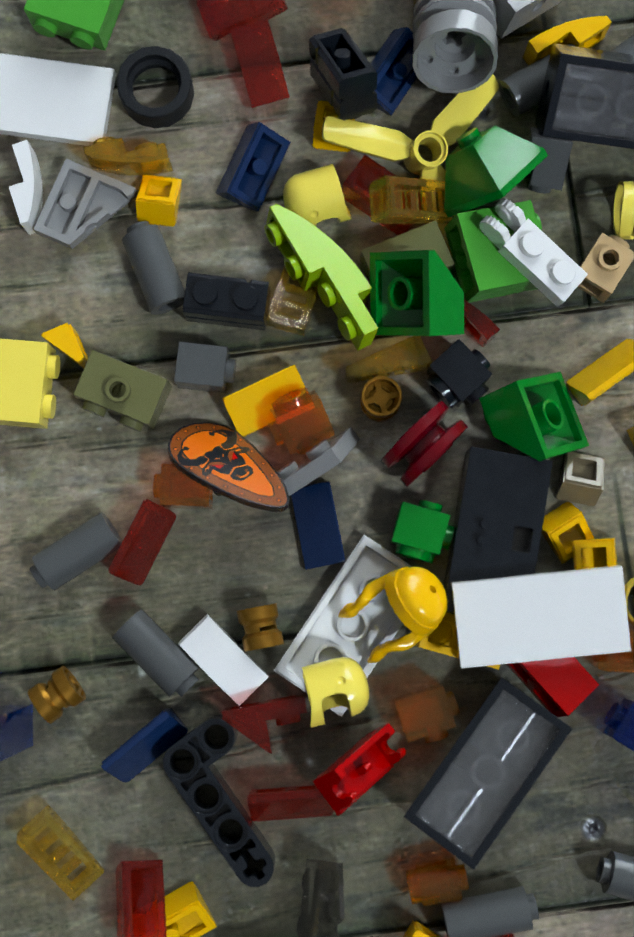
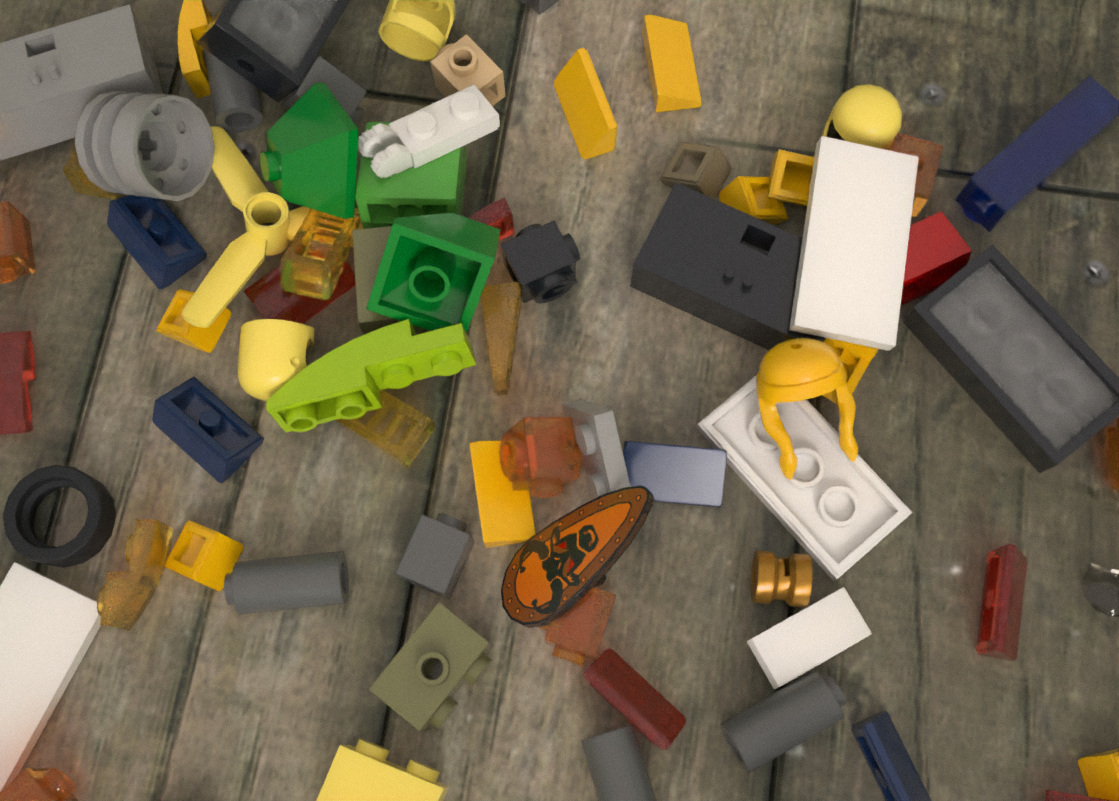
camera: 75 degrees left, 10 degrees down
(28, 194) = (130, 720): white slope -> none
(68, 342) = (347, 723): yellow slope -> none
(80, 204) = (171, 655): light grey wing -> none
(225, 808) = (997, 687): black beam -> none
(226, 301) = (363, 501): black brick -> none
(253, 717) = (889, 615): clear red slope -> none
(259, 63) = (82, 381): clear red slope -> none
(335, 685) = (874, 504): light yellow helmet -> none
(343, 74) = (137, 281): black brick -> none
(358, 769) = (984, 507): red hinge -> none
(380, 391) = (541, 346): pearl gold wheel -> none
(421, 531) = (712, 356): green brick -> none
(424, 443) = (614, 316): dark red wheel -> none
(427, 713) = (930, 411): clear orange brick -> none
(535, 417) = (616, 196): green slope -> none

